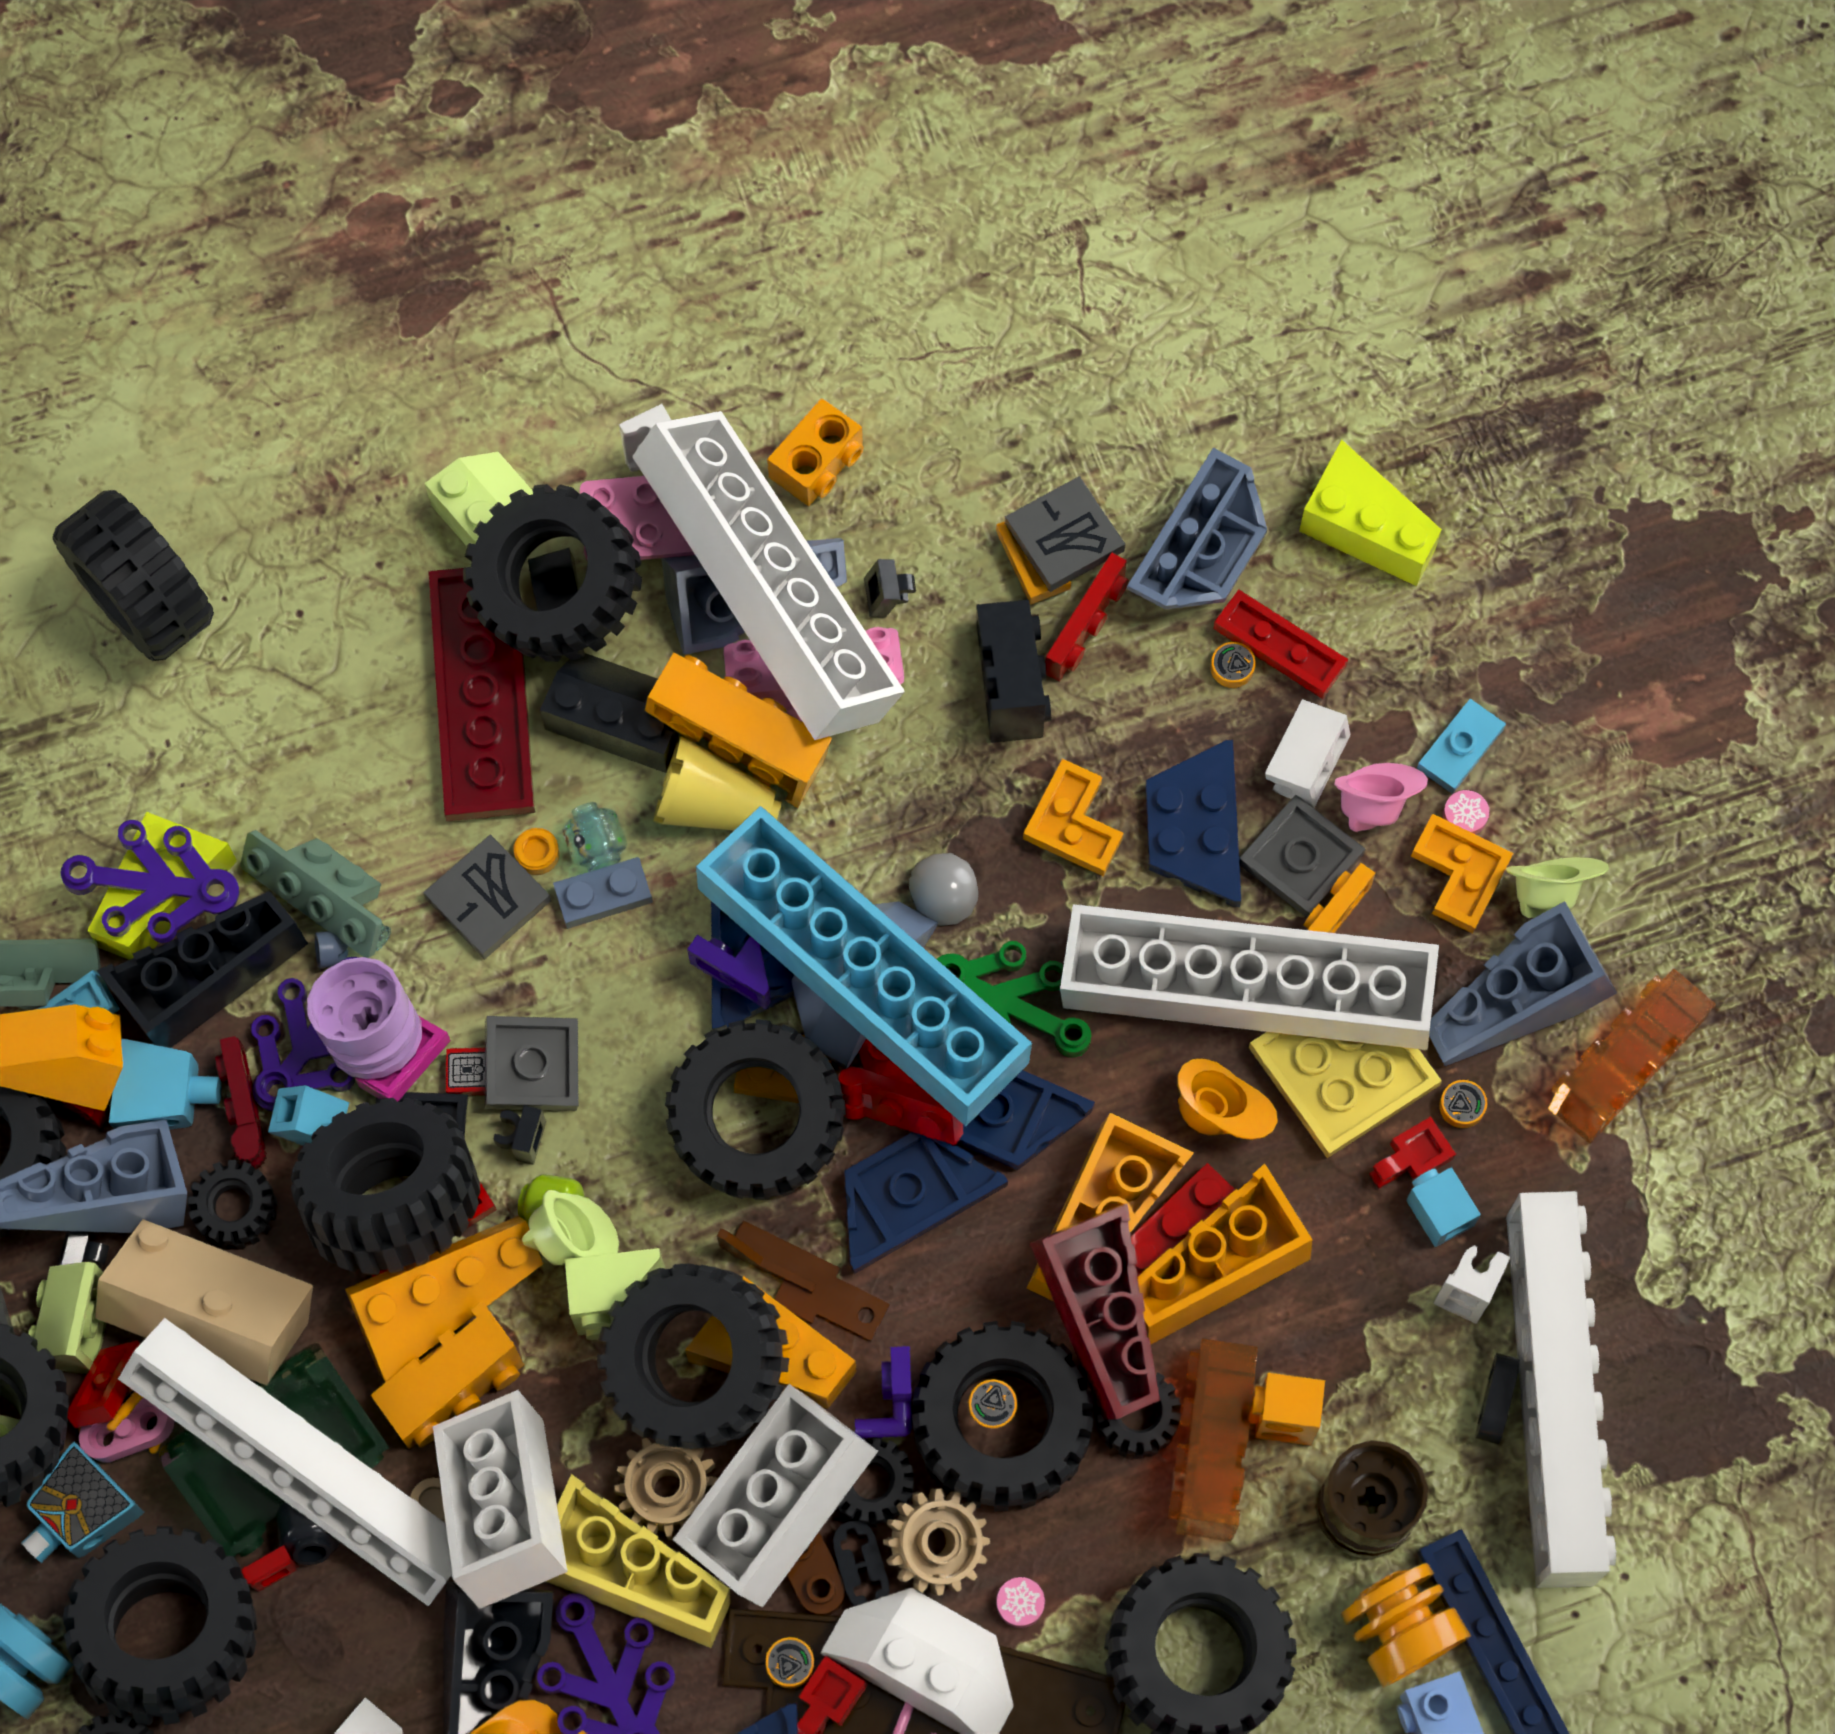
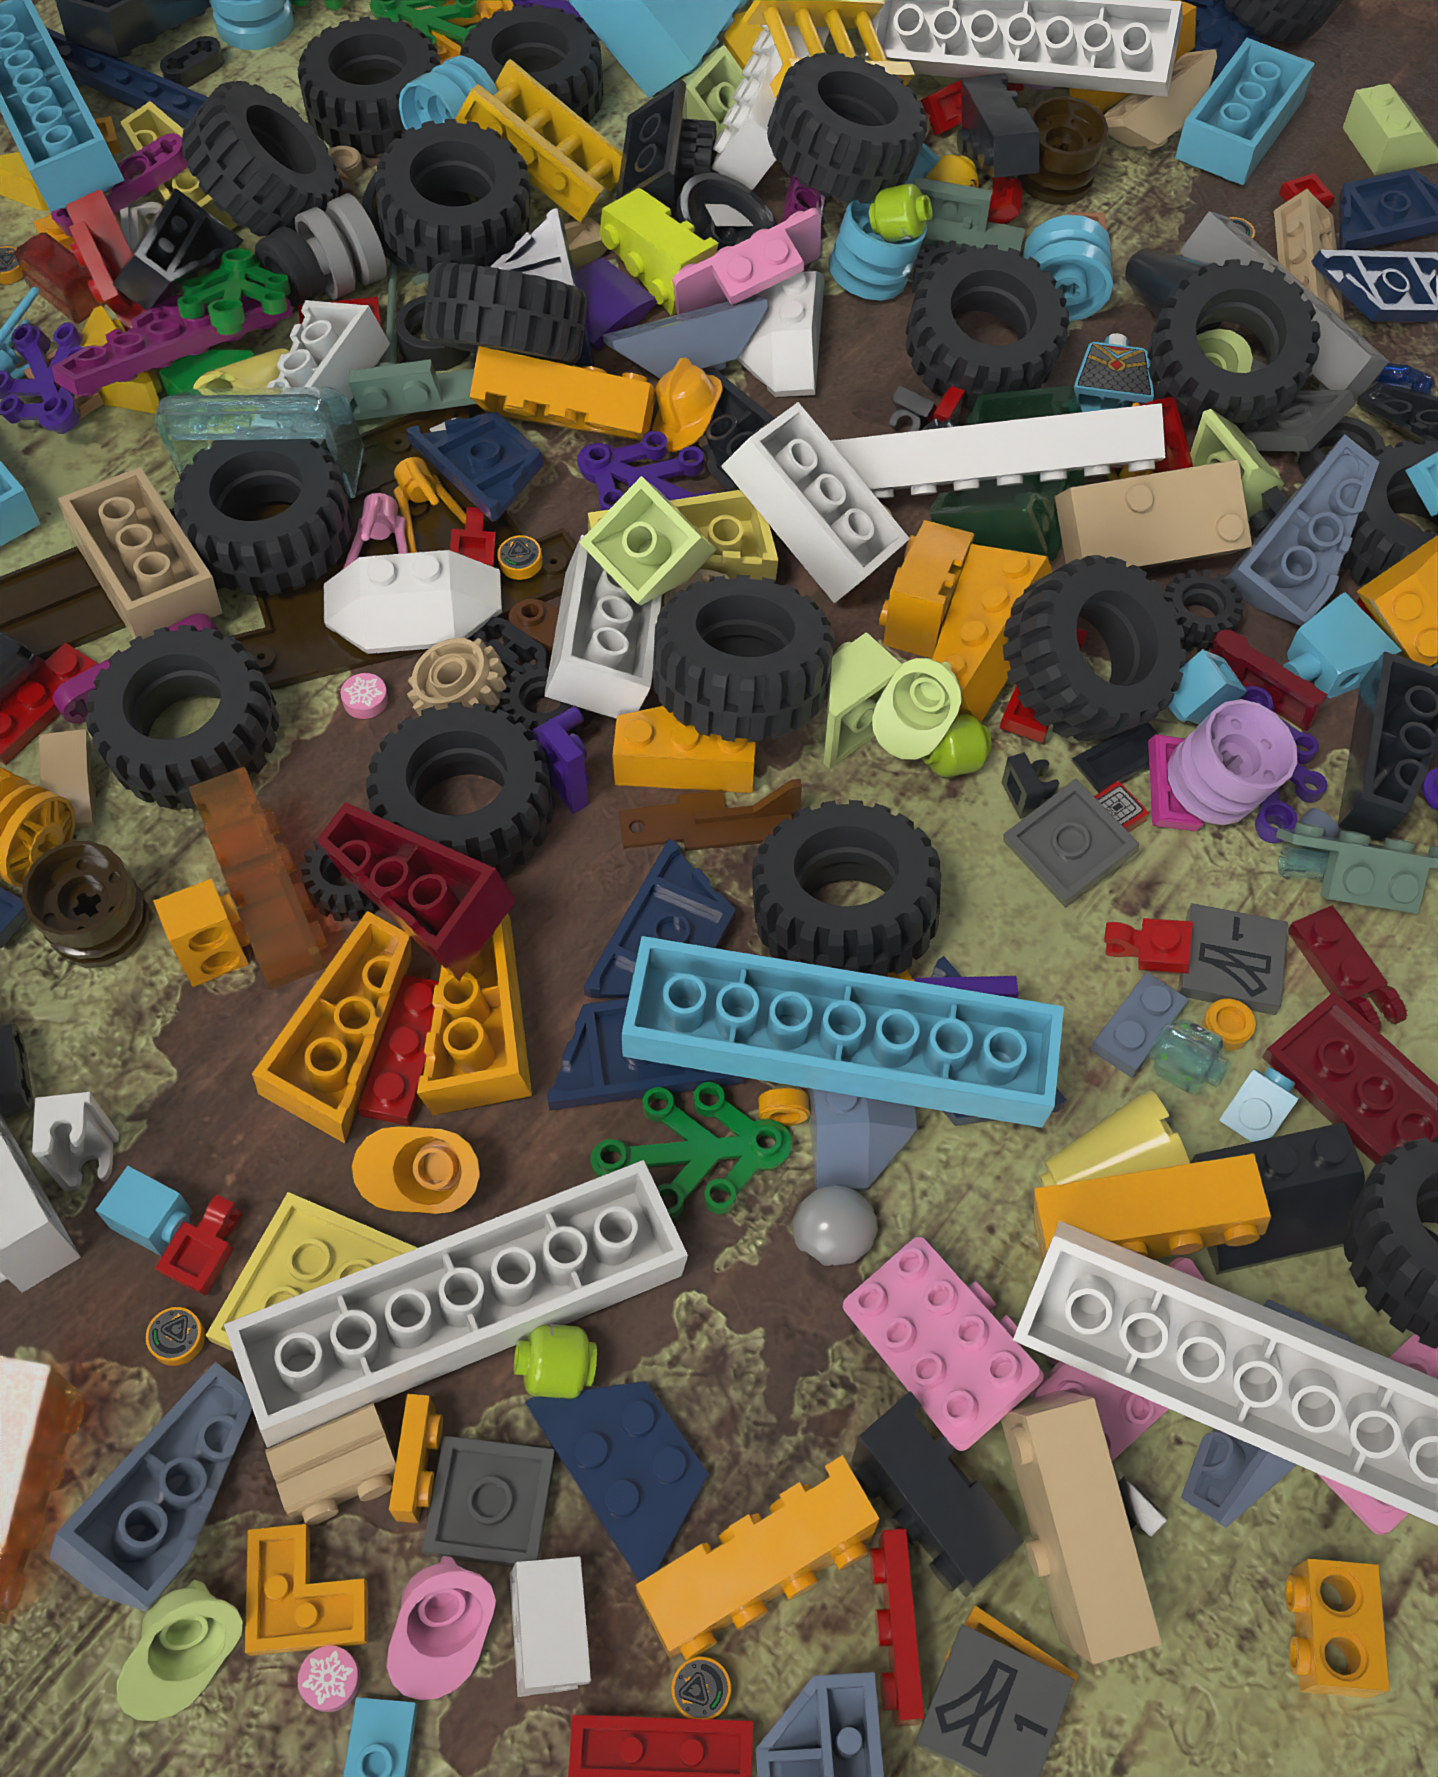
camera: 145 degrees right, 10 degrees down
(291, 1598) = (911, 407): none -> black tile
(410, 836) = (1346, 966): none -> dark red hinge
(538, 934) = (1159, 945): none -> red plate
(570, 775) = (1260, 1105): none -> medium azure bracket
(688, 1537) = (647, 543): none -> yellowish green slope
(935, 747) = (944, 1342): none -> bright pink bracket
(941, 583) = (1079, 1527): none -> tan brick
(992, 1403) = (465, 763): tile -> none
(1062, 821) = (762, 1363): light orange plate -> none
(1149, 702) = (759, 1562): none -> light orange wedge
(1204, 900) = (556, 1361): none -> lime head
(1330, 1672) = (67, 772): none -> tan slope
(1414, 924) = (333, 1465): none -> tan brick

